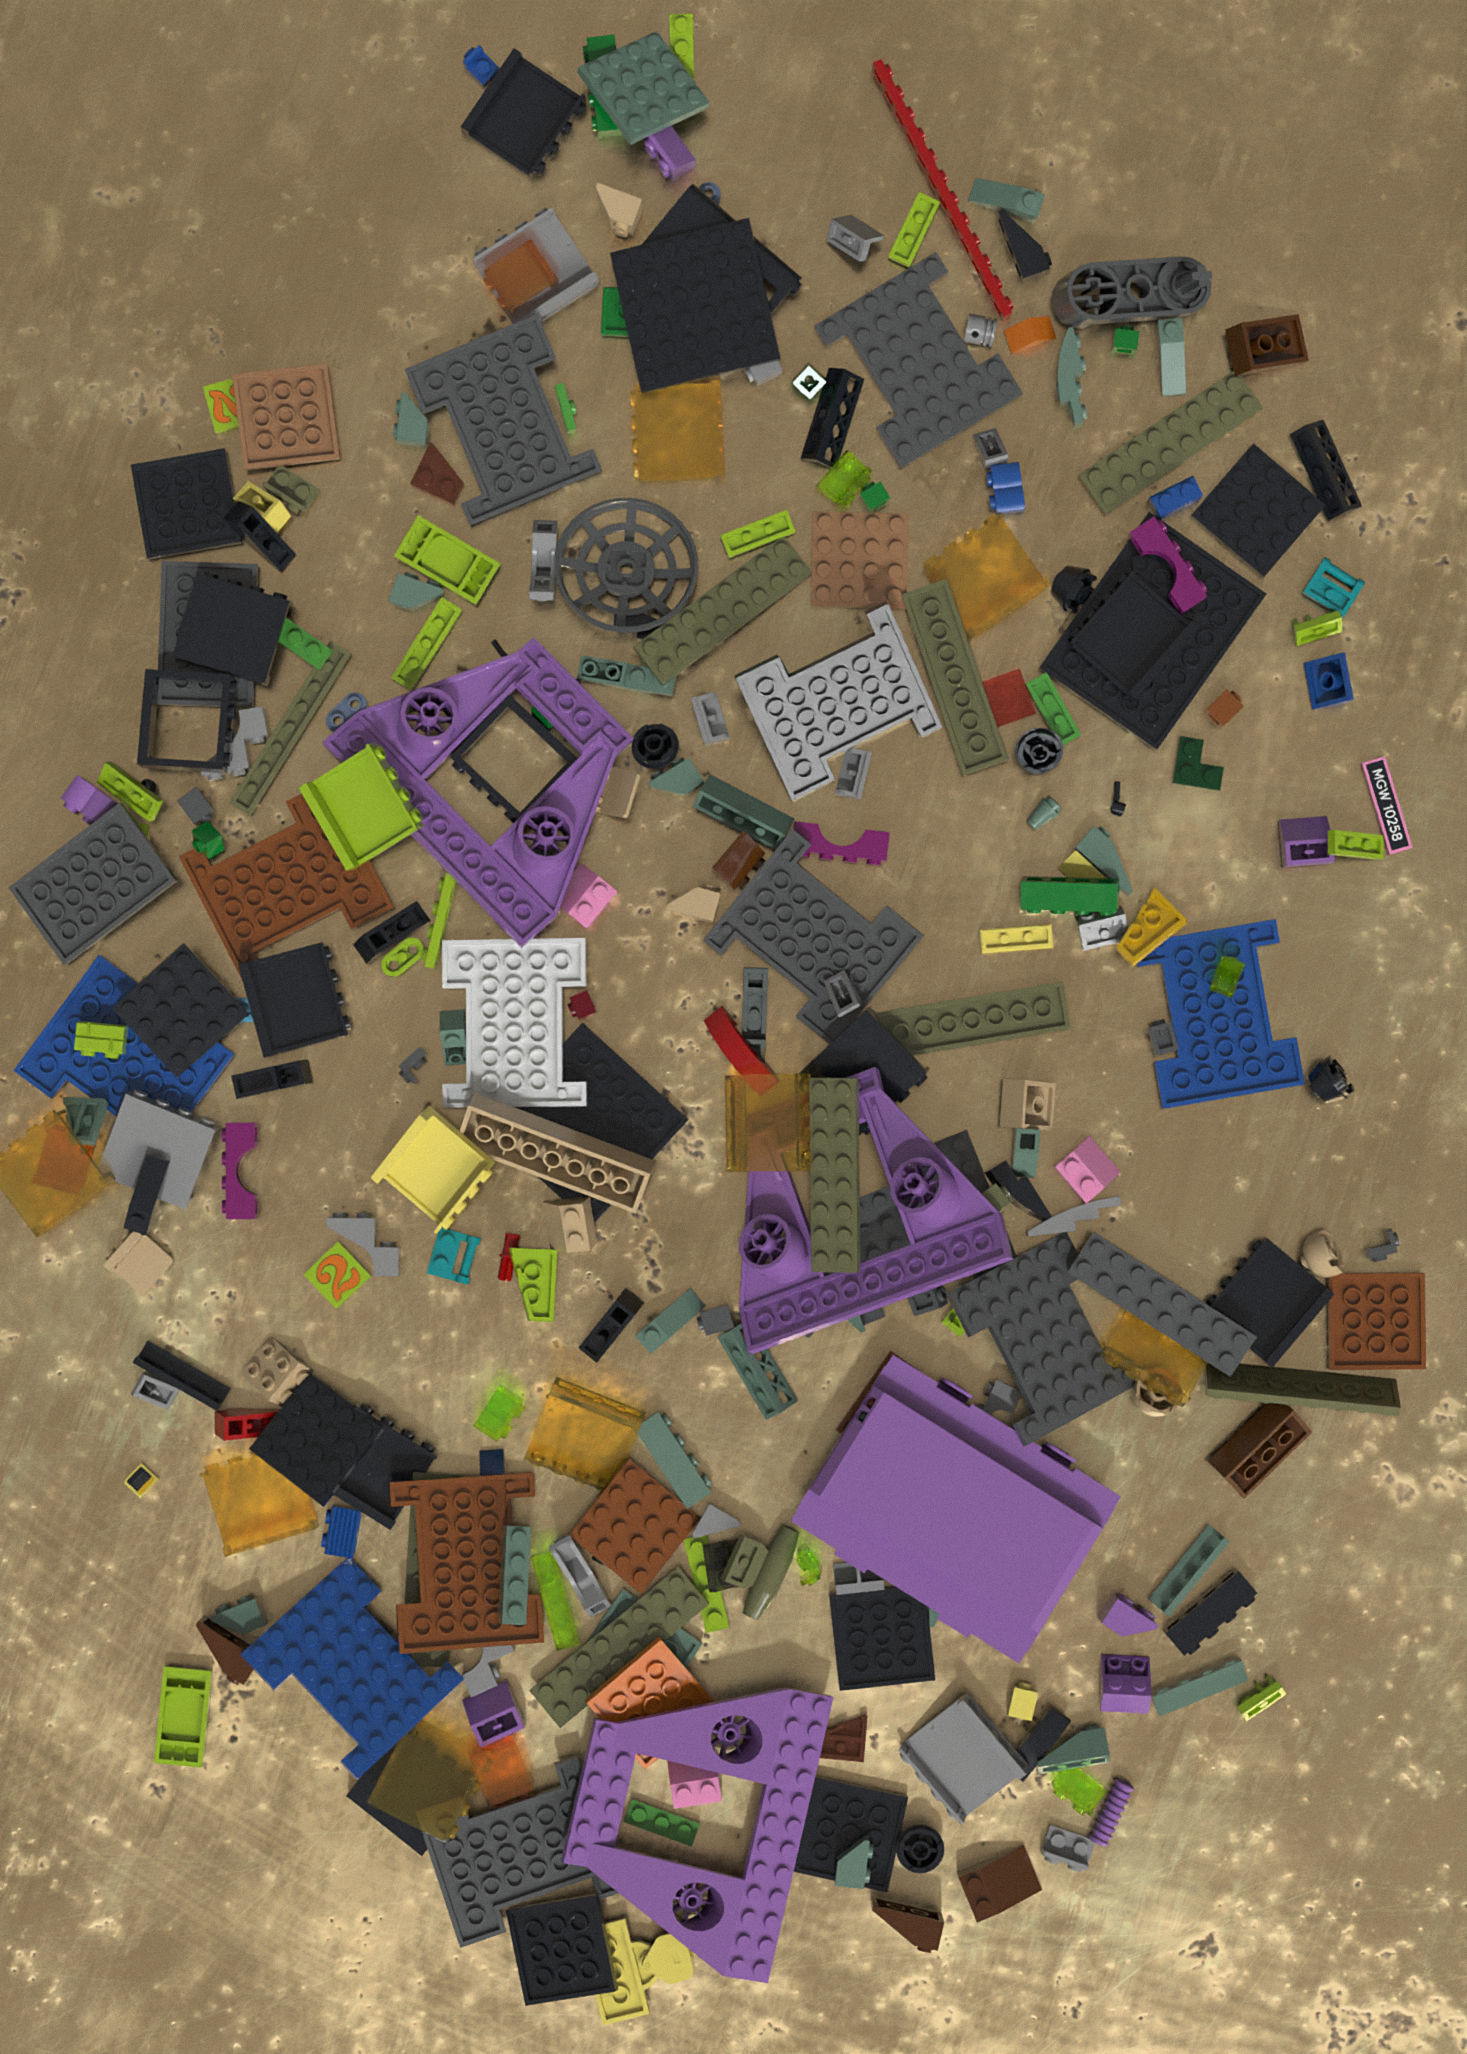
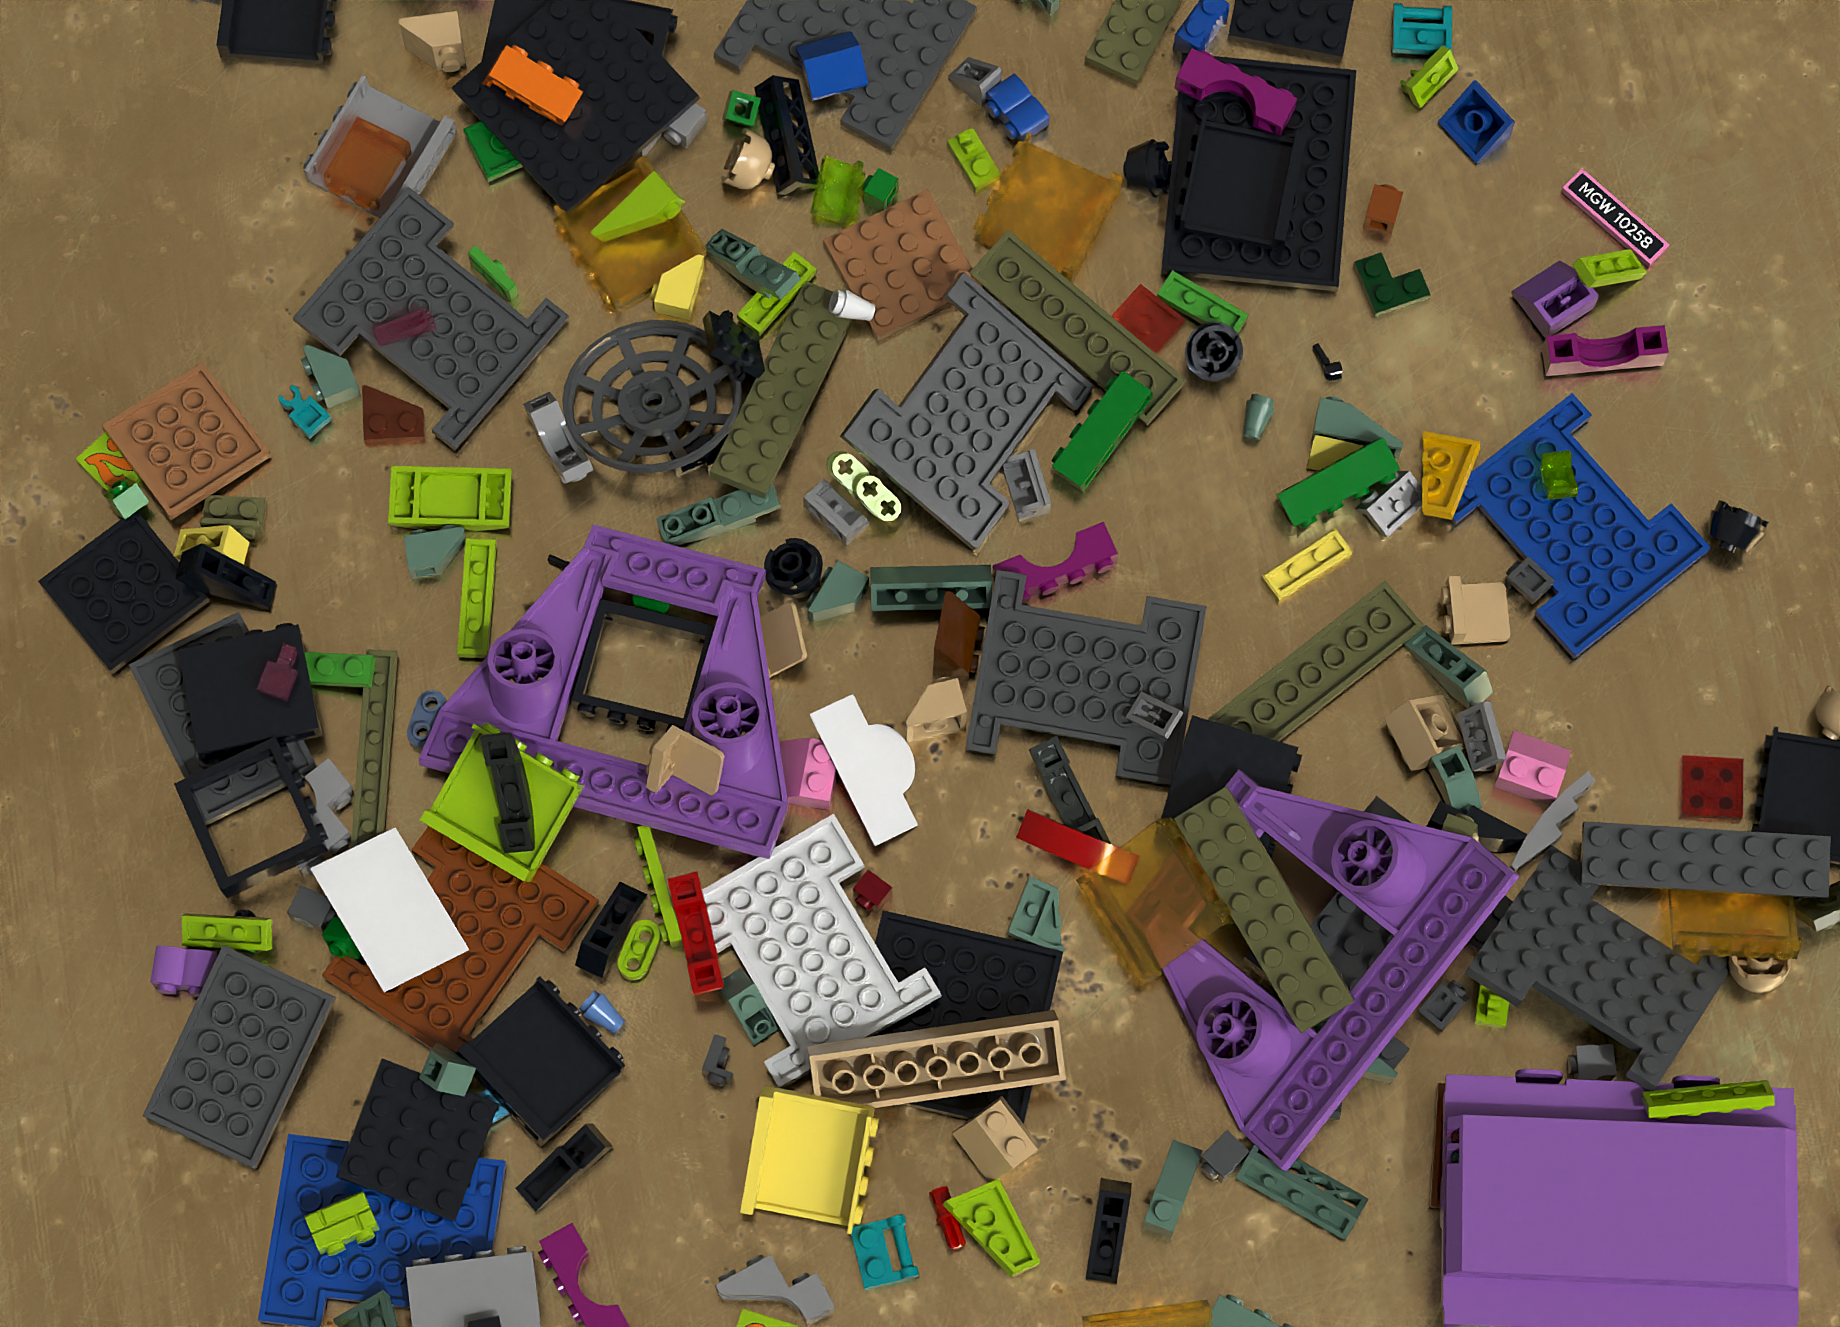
camera: 30 degrees left, 15 degrees down
(221, 437) = (125, 497): none -> plate
(223, 974) = (447, 1071): none -> sand green slope
(246, 837) = (389, 909): none -> white sticker
(254, 633) = (279, 677): none -> clear pink plate
(354, 986) = (602, 1012): none -> medium blue cone
(370, 806) = (511, 790): none -> pearl dark grey slope
(380, 442) = (306, 414): none -> teal plate
(445, 971) = (696, 933): none -> red slope
(479, 419) = (405, 327): none -> clear pink piece
(502, 846) = (686, 758): none -> tan bracket
(631, 917) = (872, 765): none -> white sticker
(665, 287) = (534, 84): none -> orange wedge
(686, 1085) = (1037, 916): none -> sand green wing
(690, 492) = (679, 288): none -> light yellow slope
(701, 420) = (644, 207): none -> lime slope
(703, 559) = (733, 345): none -> black plate
(738, 717) = (855, 477): none -> yellowish green axle
(749, 504) = (750, 266): none -> sand green slope
(791, 424) = (748, 161): none -> tan cylinder
(799, 573) = (848, 305): none -> white cone
(891, 383) = (832, 65): none -> blue slope
(926, 765) = (1102, 430): none -> green brick
(955, 508) = (974, 159): none -> lime plate
(1056, 1473) = (1710, 1098): none -> lime plate
(1061, 1131) = (1481, 737): none -> light grey bracket
(1070, 1067) = (1450, 667): none -> sand green slope
(1113, 1038) = (1475, 612): none -> tan bracket
(1202, 1251) = (1711, 787): none -> clear red tile
(1322, 905) = (1579, 355): none -> magenta arch

